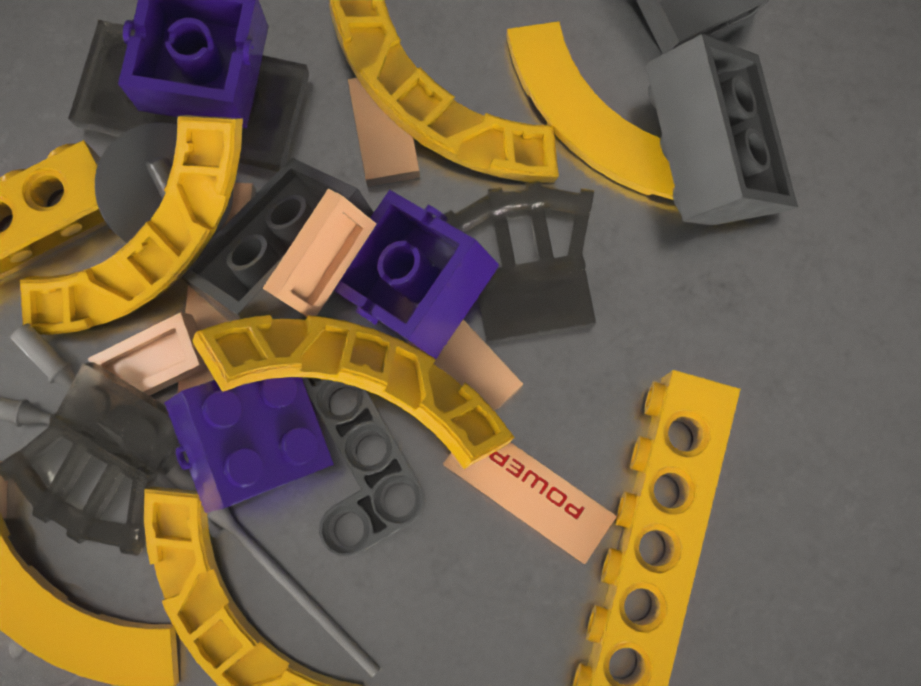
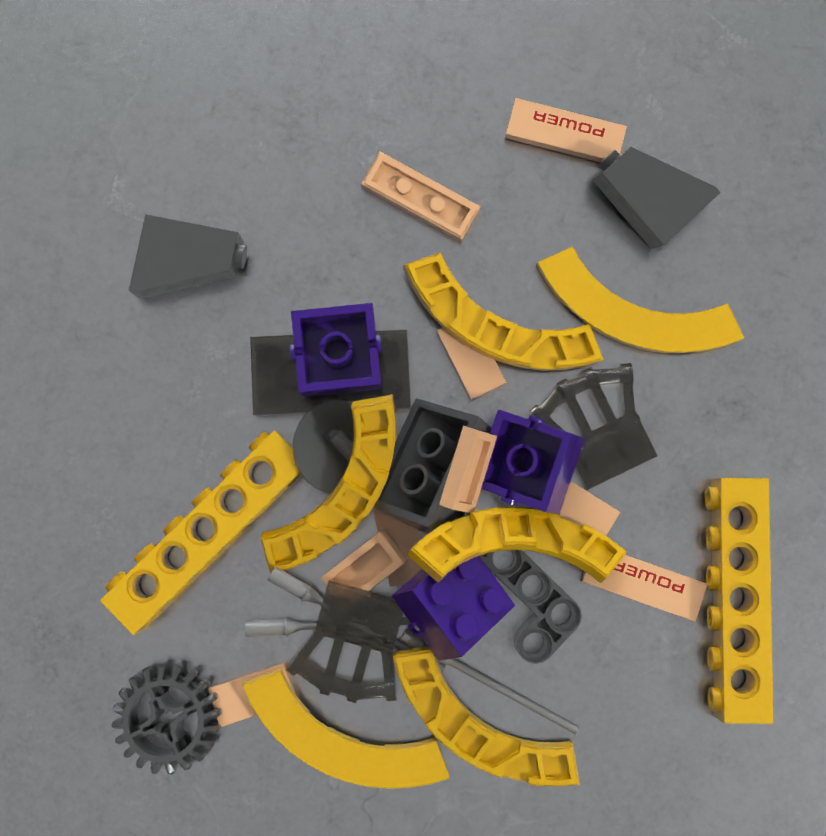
camera: 15 degrees left, 5 degrees up
(719, 133) = (708, 303): dark grey slope -> none

